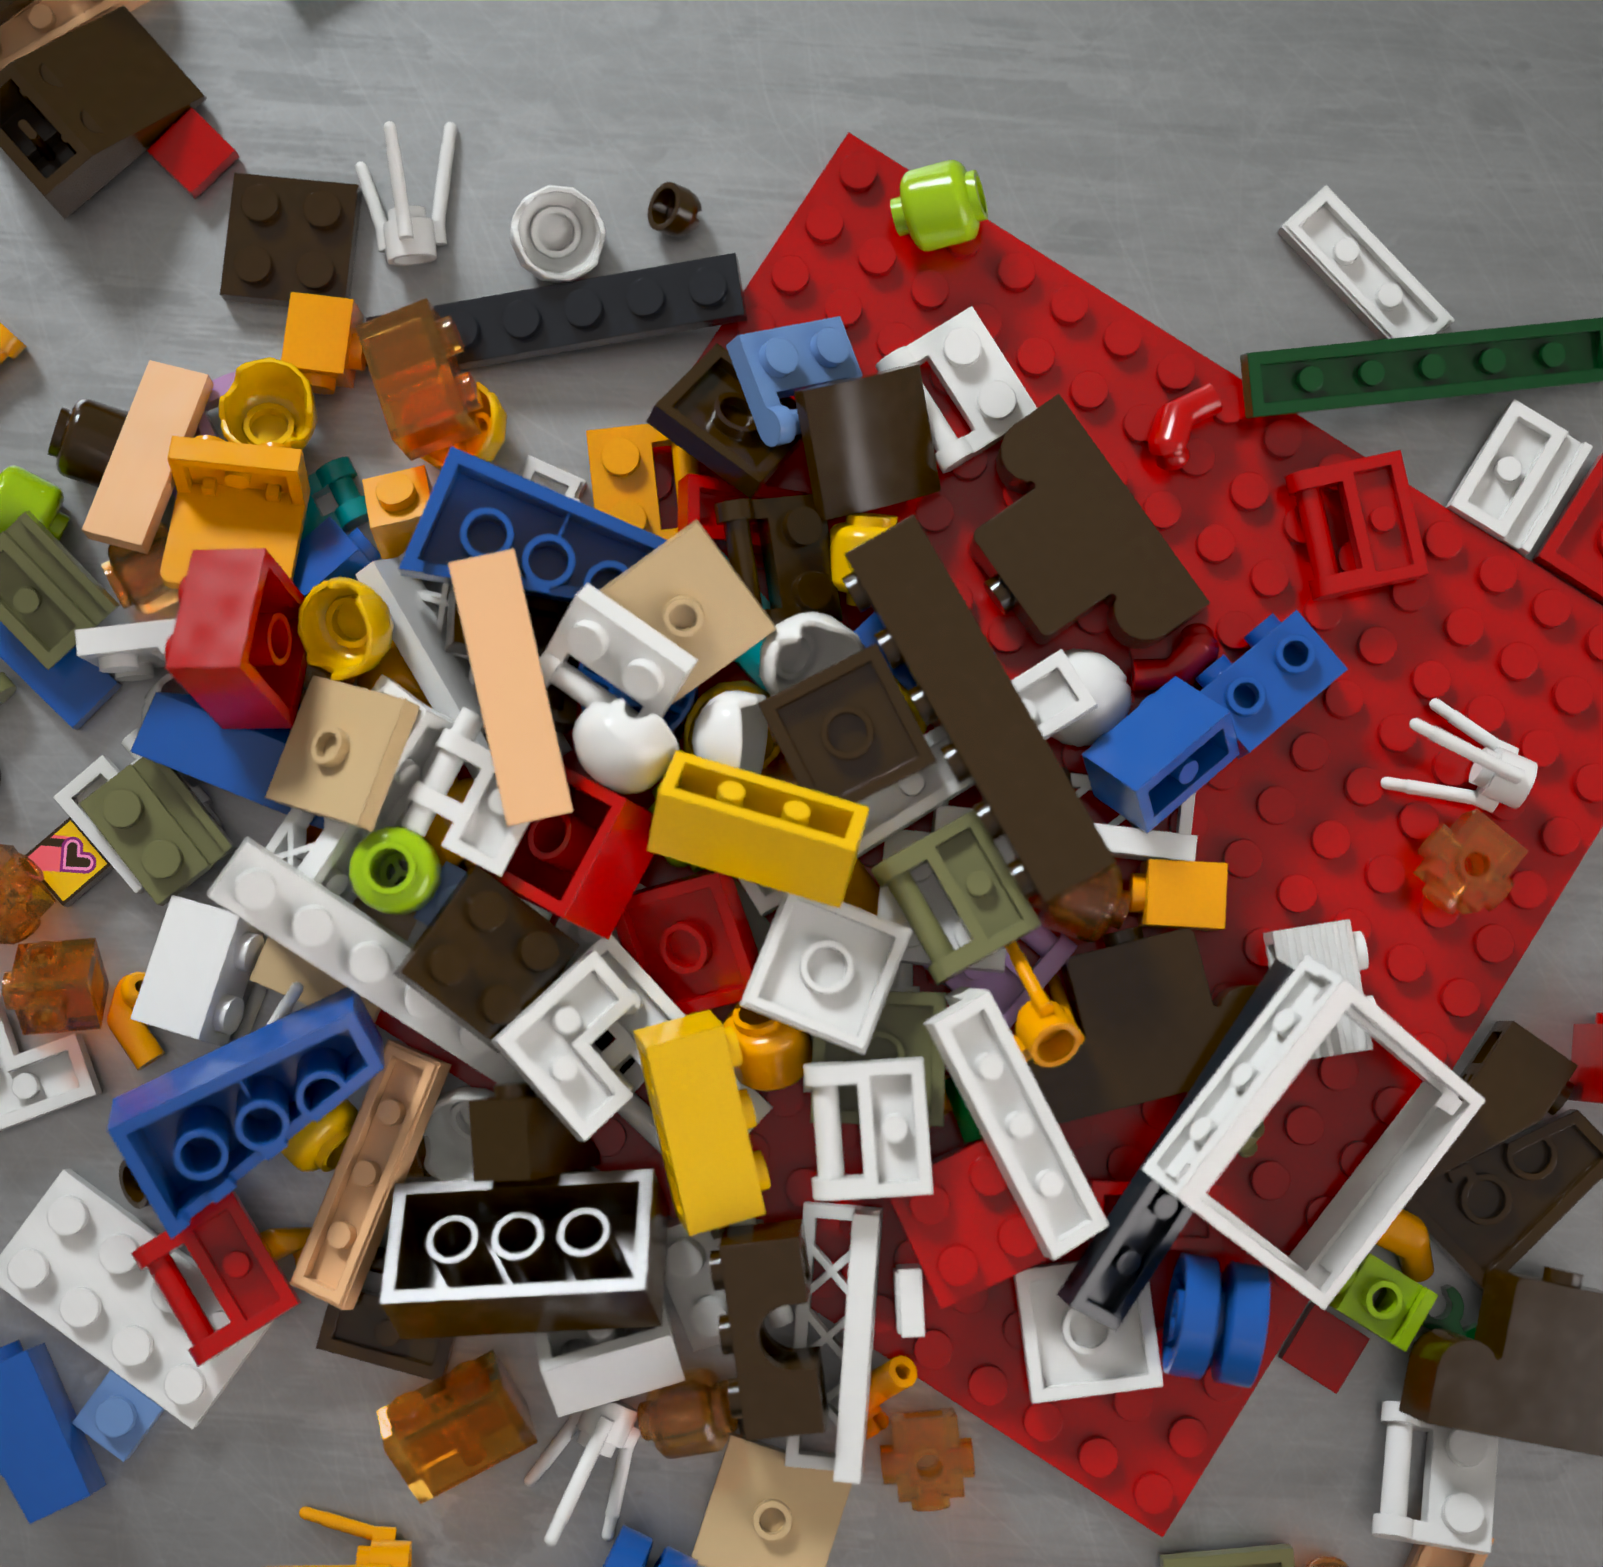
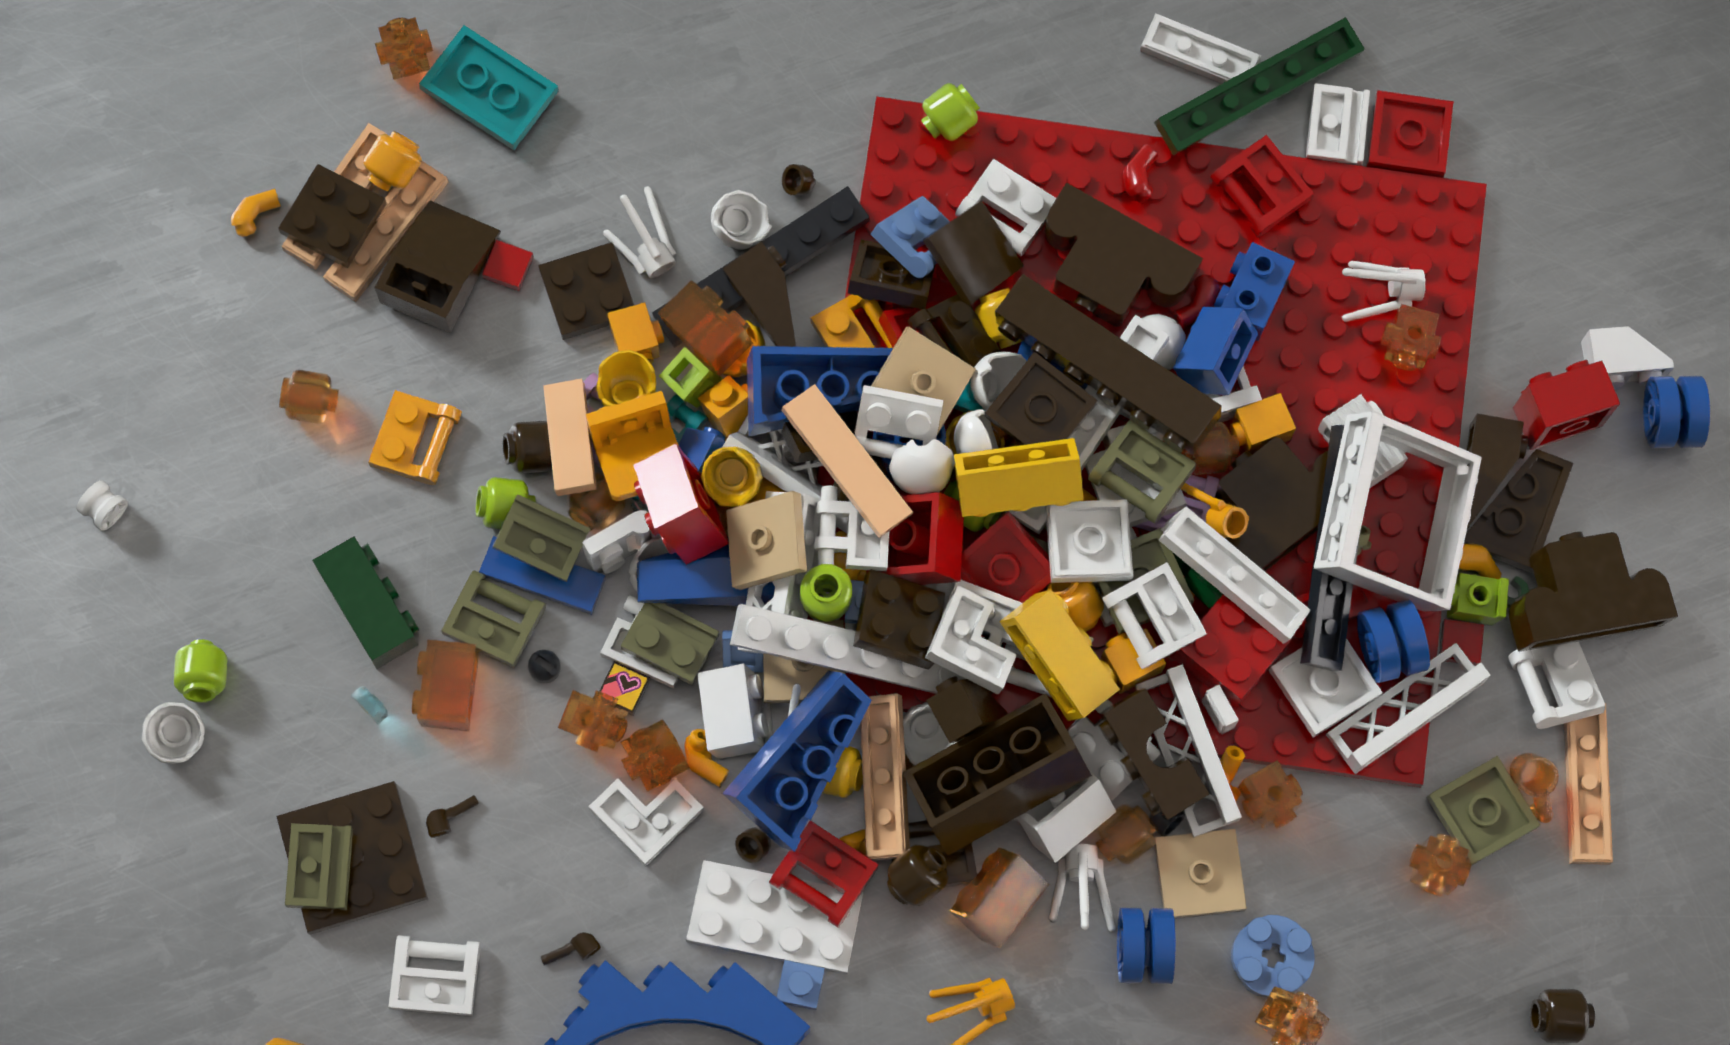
camera: 25 degrees left, 10 degrees down
(344, 1348) = (917, 875): none -> dark brown head
(366, 456) = (695, 382): none -> lime brick
(532, 366) = (763, 289): none -> dark brown slope
(795, 1164) = (1122, 660): none -> light orange brick
(1197, 1446) = (1414, 720): none -> white fence

